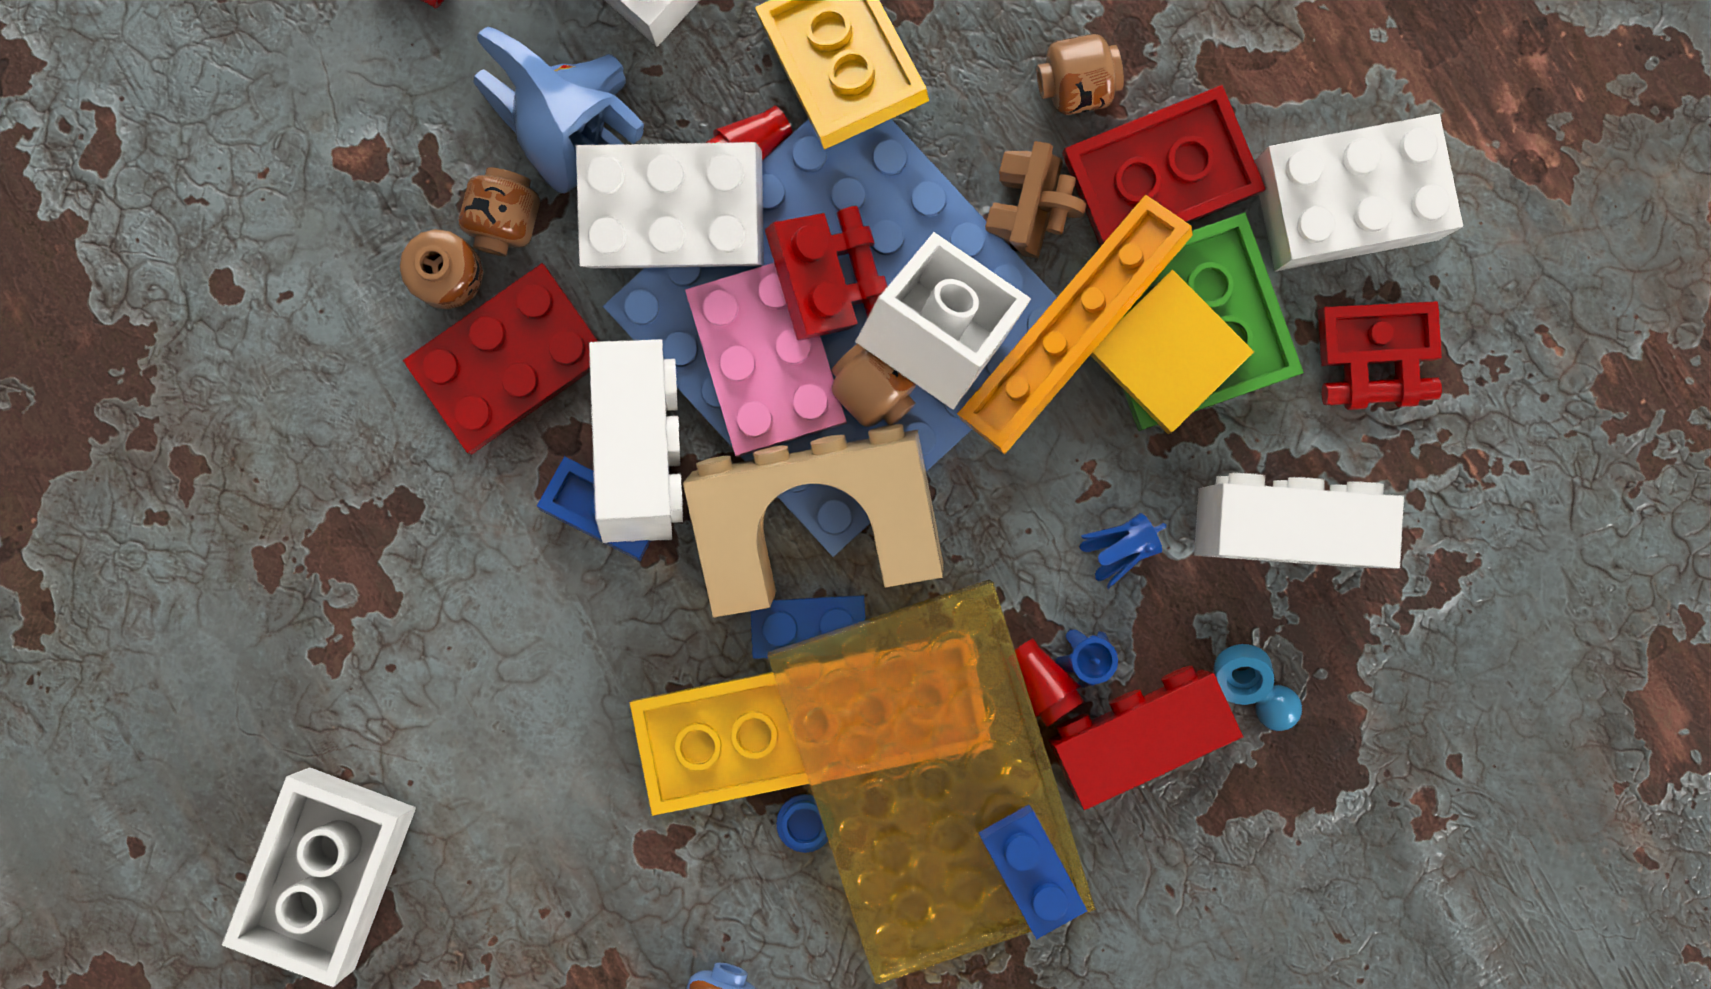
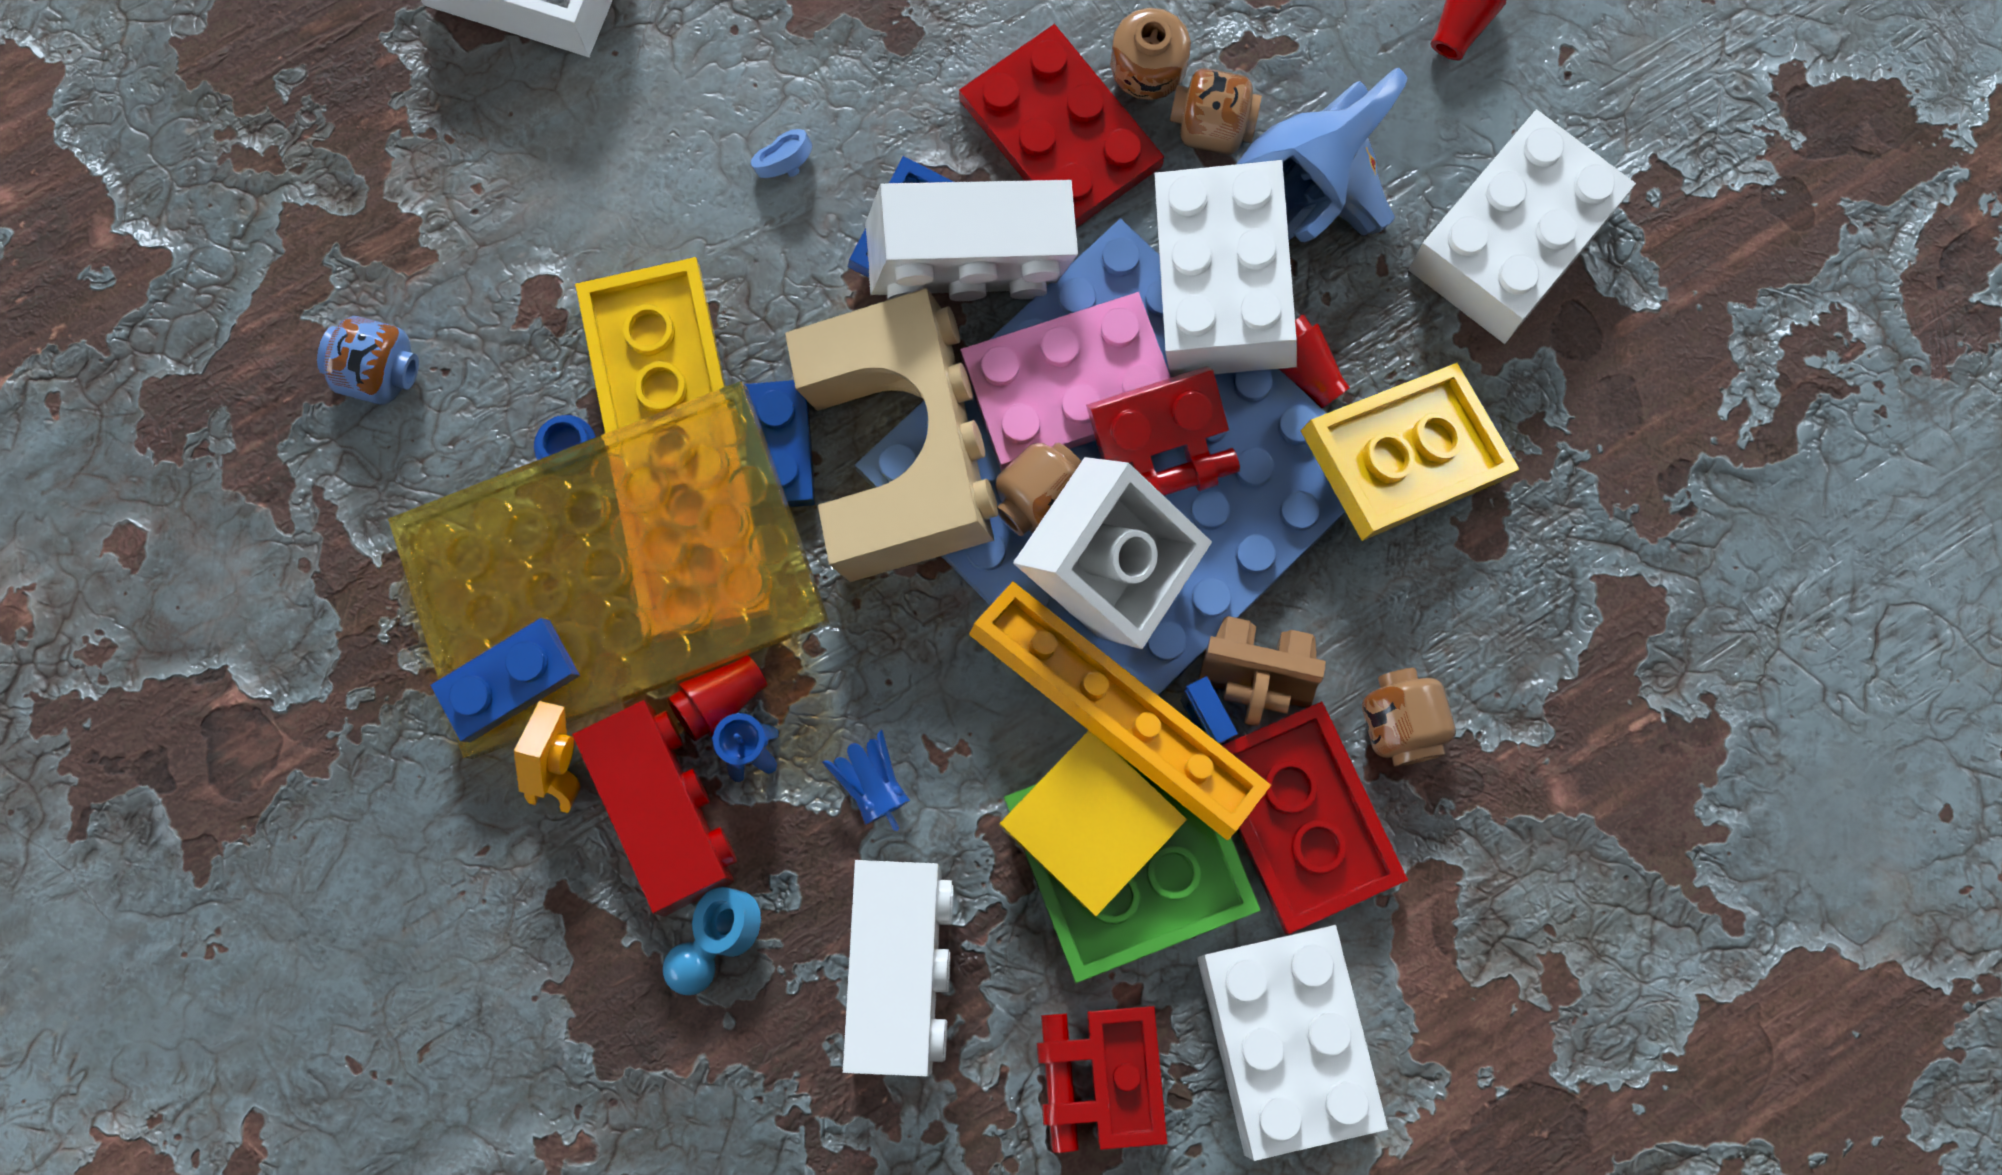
camera: 90 degrees right, 10 degrees down
(526, 620) = (783, 155): none -> medium blue piece
(1073, 248) = (1207, 711): none -> blue tile
(1103, 832) = (545, 756): none -> light orange plate

